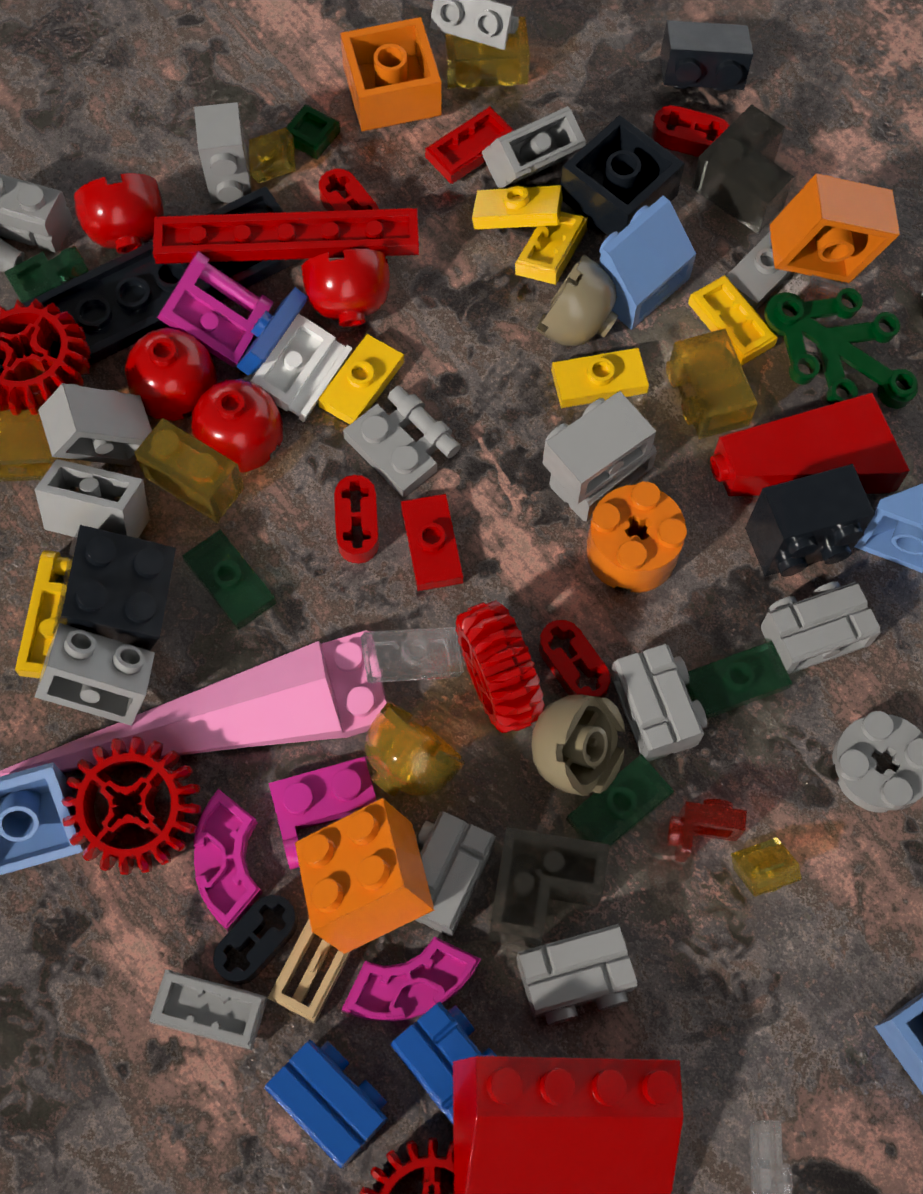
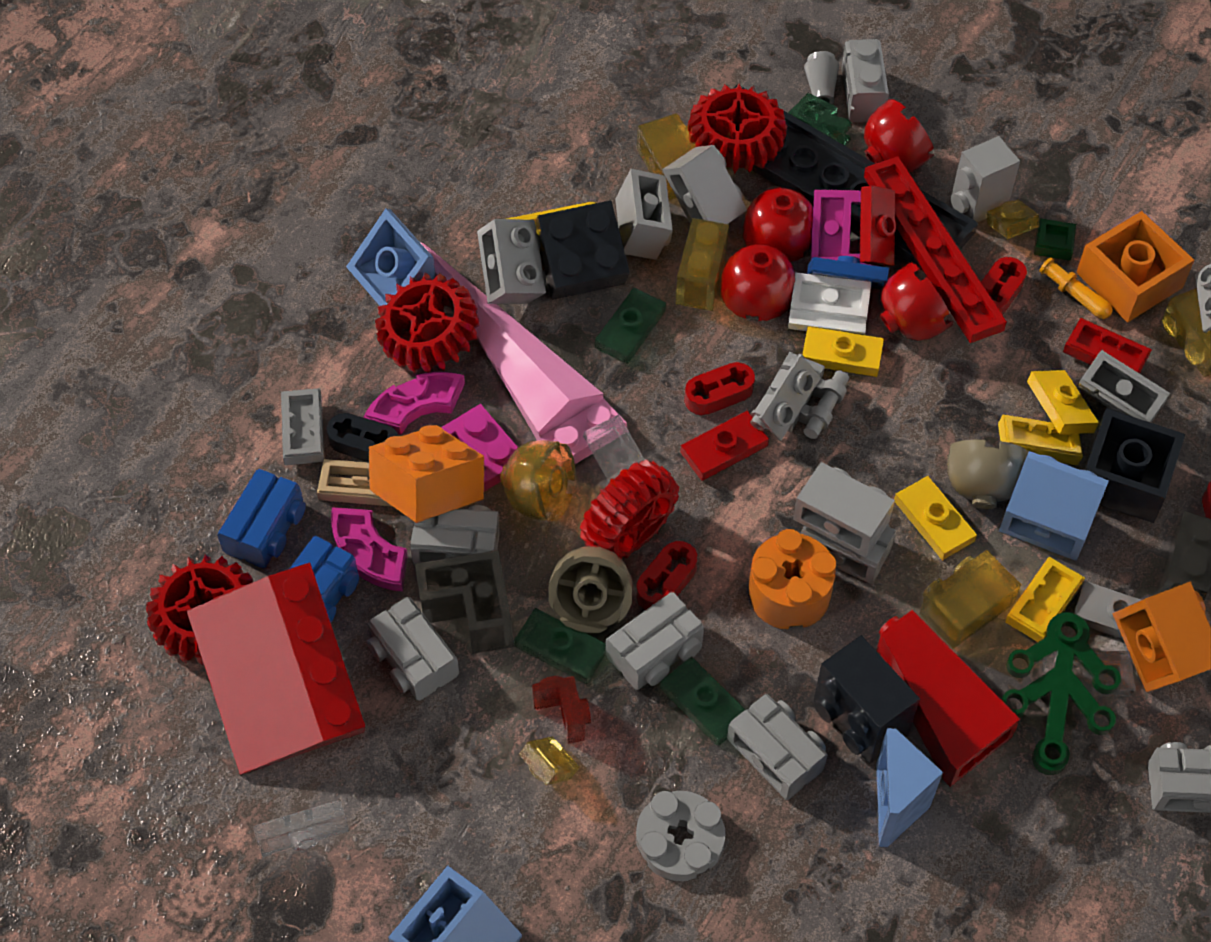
camera: 70 degrees right, 10 degrees down
(239, 273) = (877, 226): none -> red plate
(373, 142) = (1067, 282): none -> light orange piece
(403, 438) = (791, 392): none -> light grey hinge

